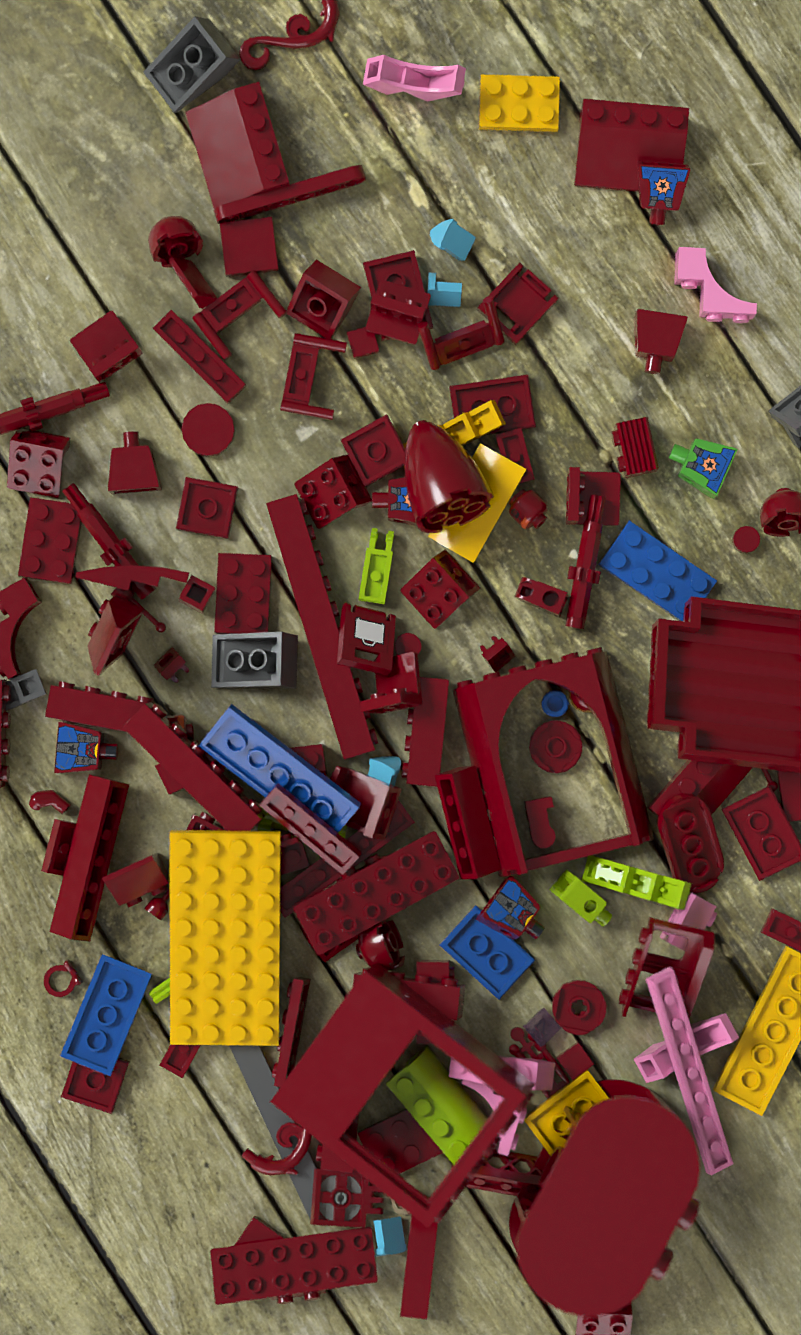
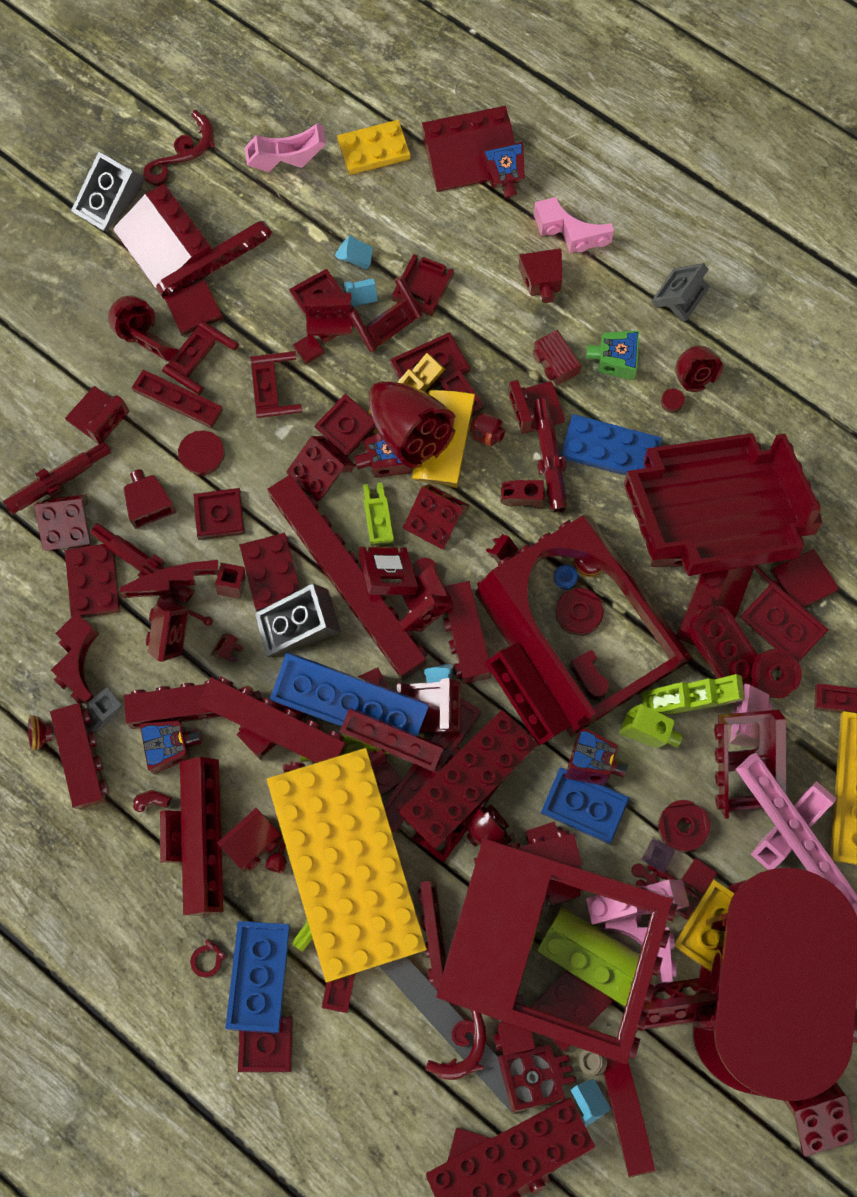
camera: 20 degrees left, 15 degrees down
(322, 299) = (264, 326): dark red slope -> none
(738, 898) = (786, 664): none -> dark red plate

